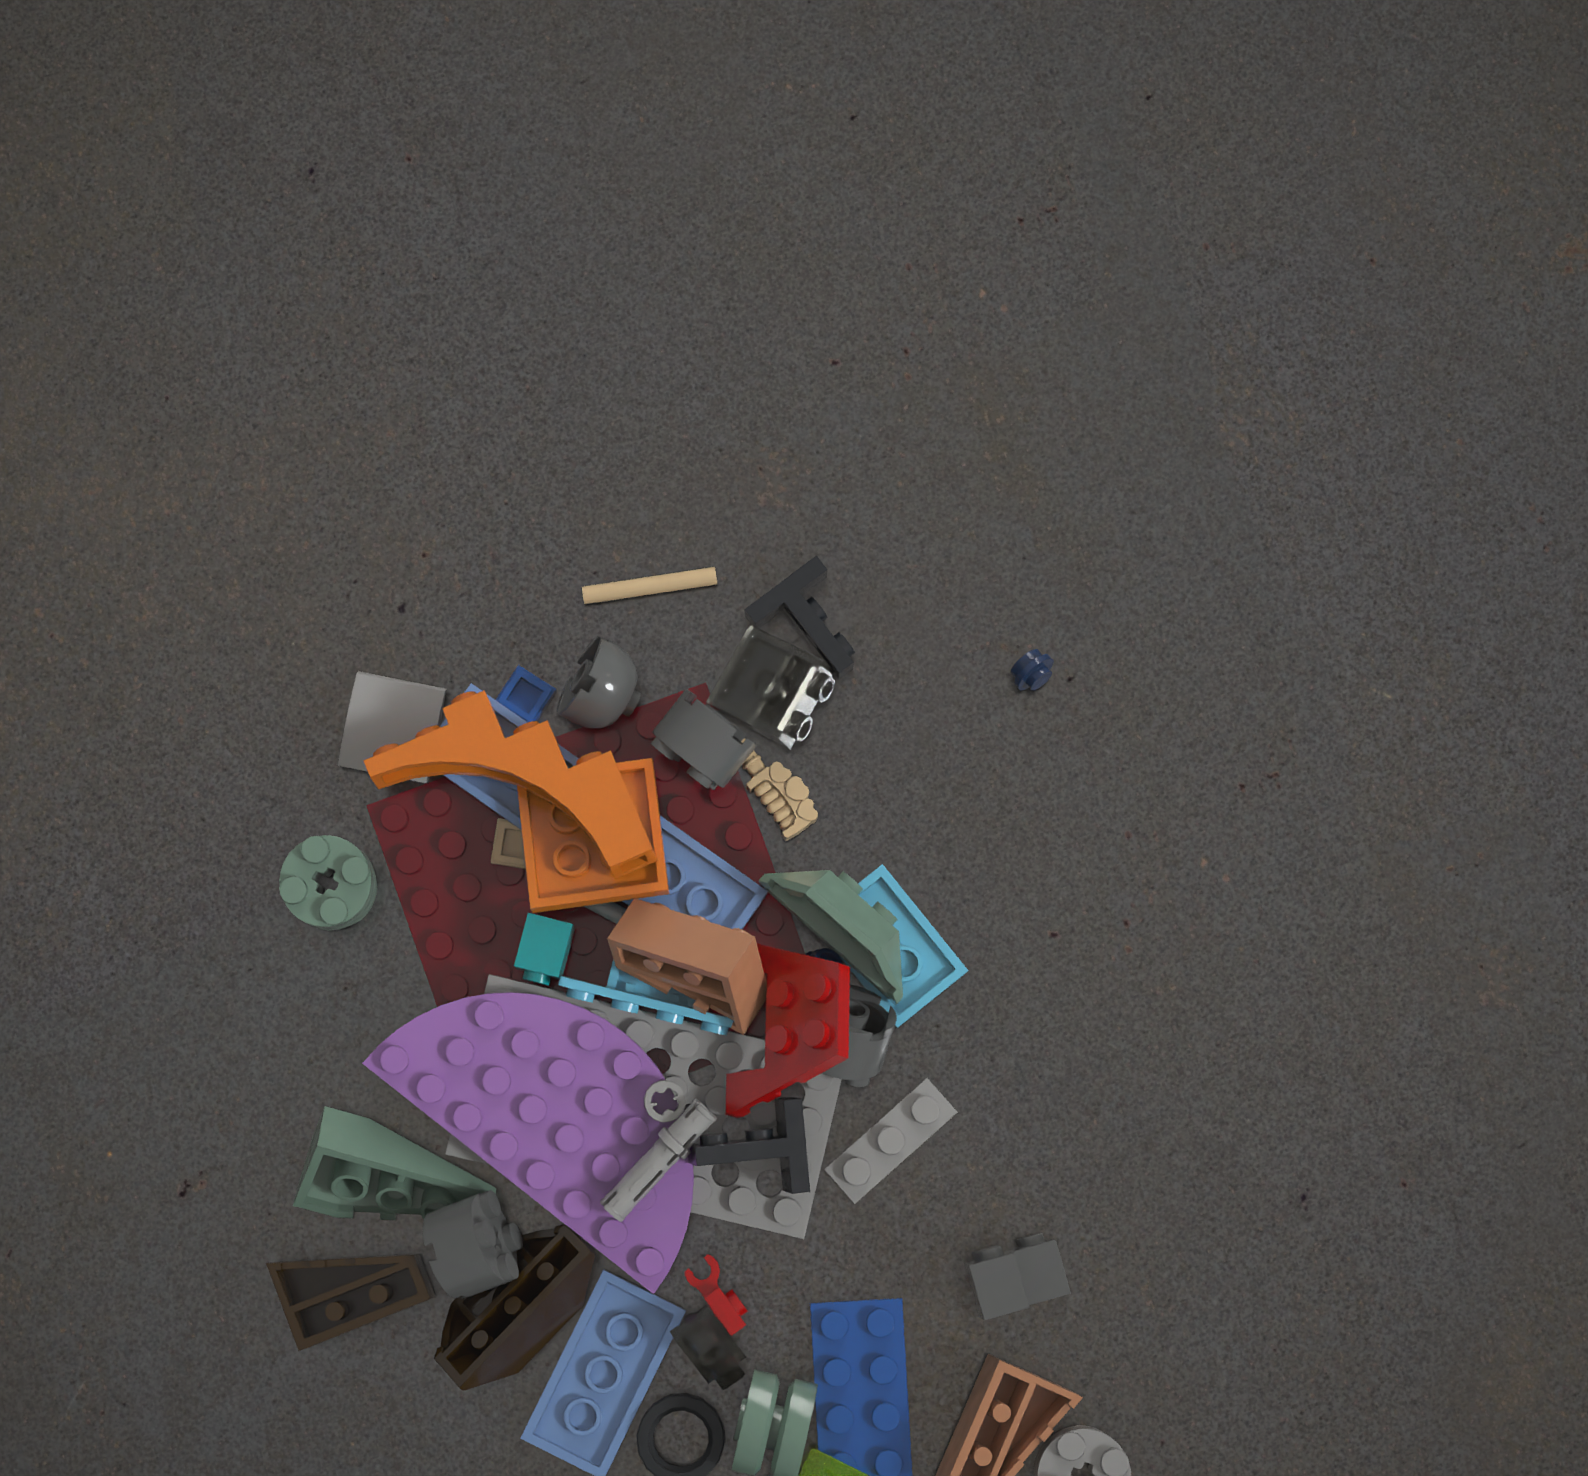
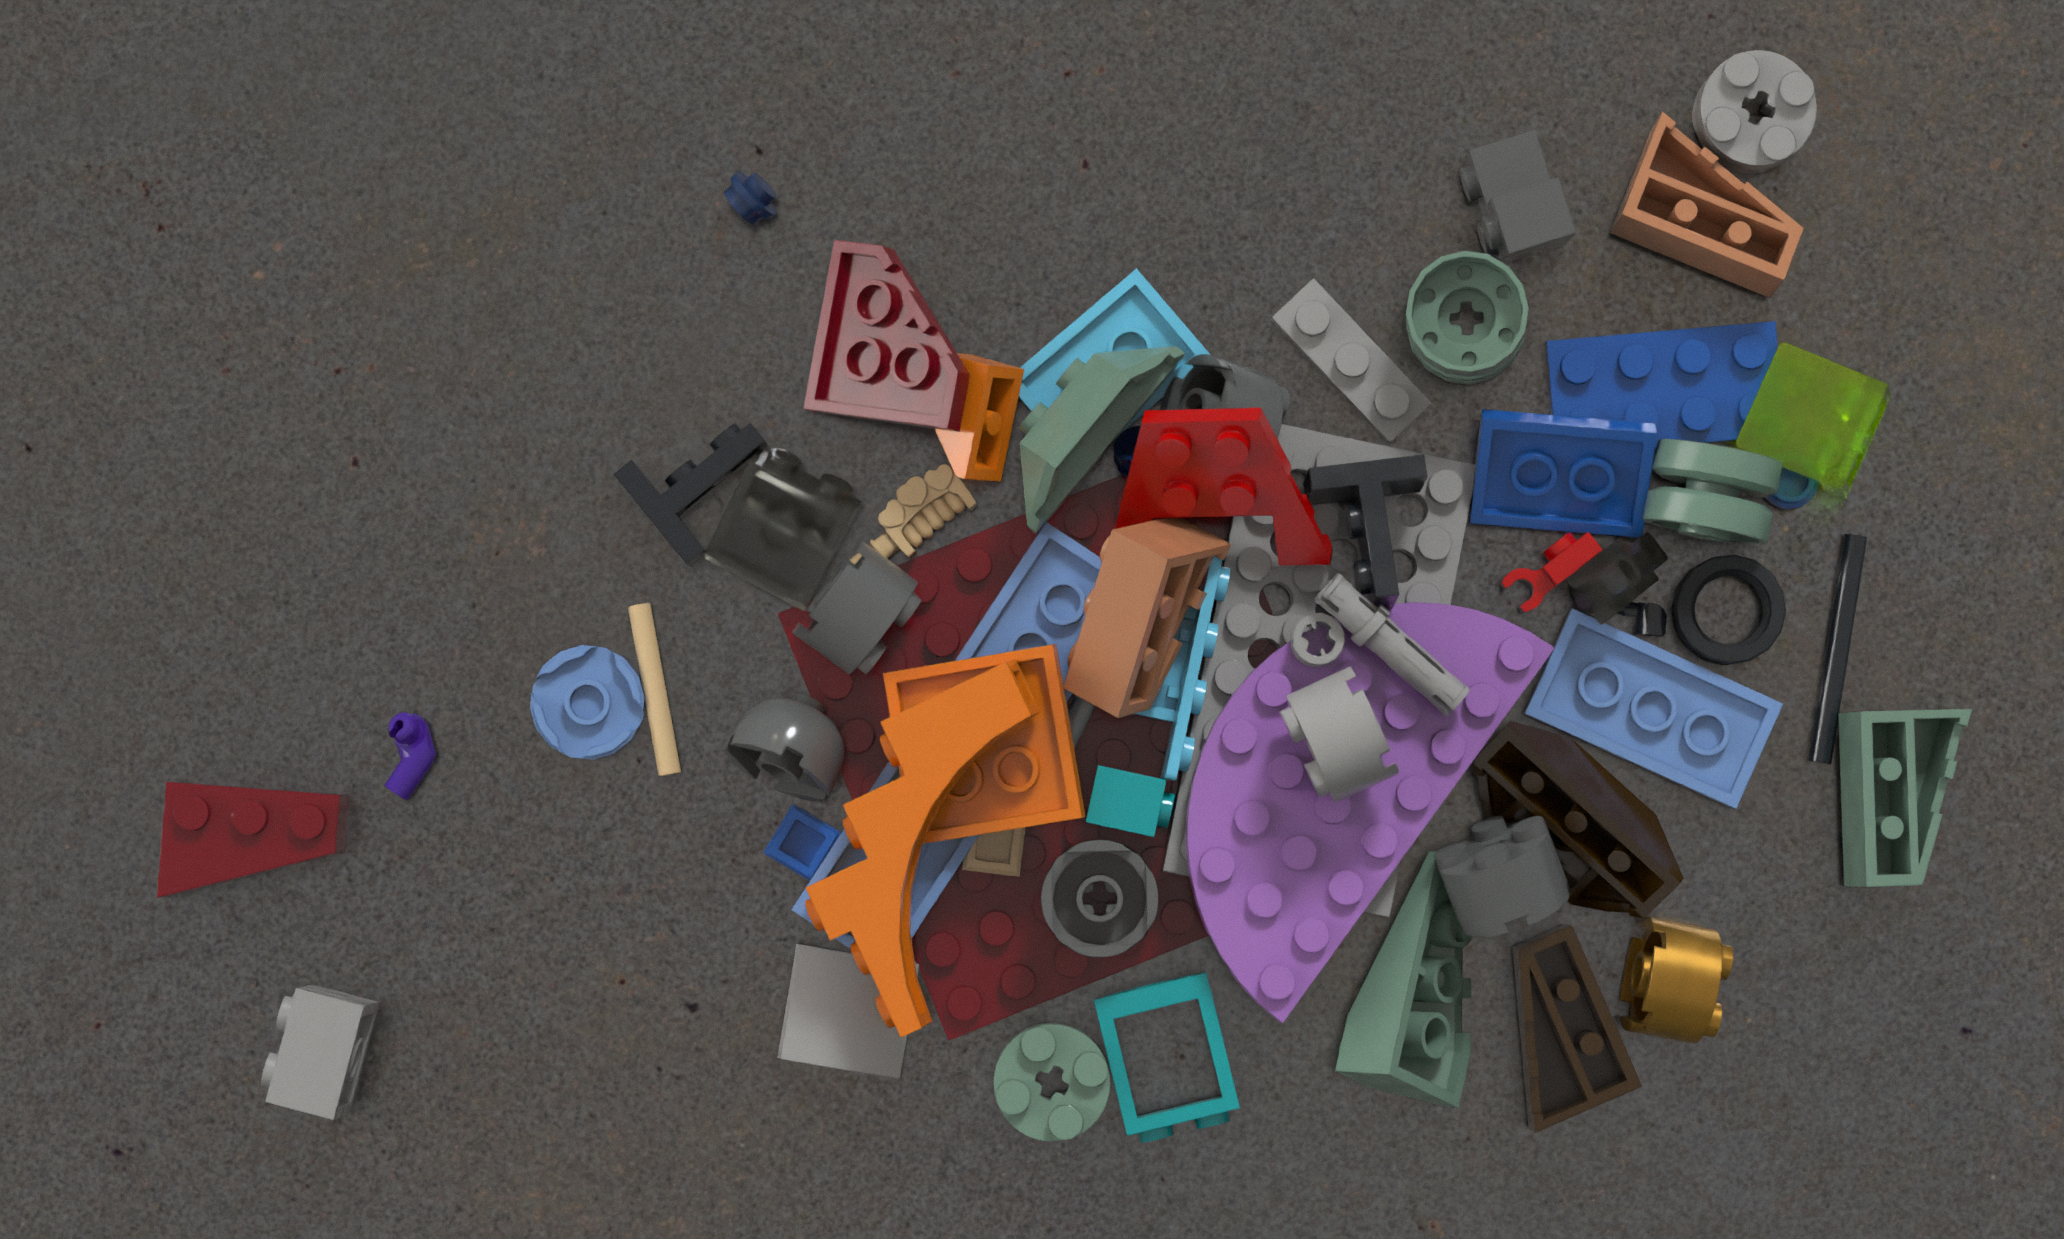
camera: 85 degrees left, 5 degrees up
(377, 319) = (319, 1051): none -> light grey brick
(383, 1382) = (1674, 980): none -> pearl gold brick
(391, 966) = (1154, 996): none -> teal window
(450, 904) = (1124, 921): none -> dark grey brick
(551, 267) = (240, 832): none -> dark red wedge
(585, 1112) = (1340, 736): none -> light grey brick
(608, 401) = (415, 751): none -> dark purple arm
(641, 534) = (587, 702): none -> medium blue tile
(676, 1374) = (1649, 618): none -> black hand
(794, 1306) = (1562, 473): none -> blue plate
(857, 837) = (987, 420): none -> orange slope
(910, 767) = (882, 346): none -> plate
(937, 1211) = (1475, 284): none -> sand green wheel

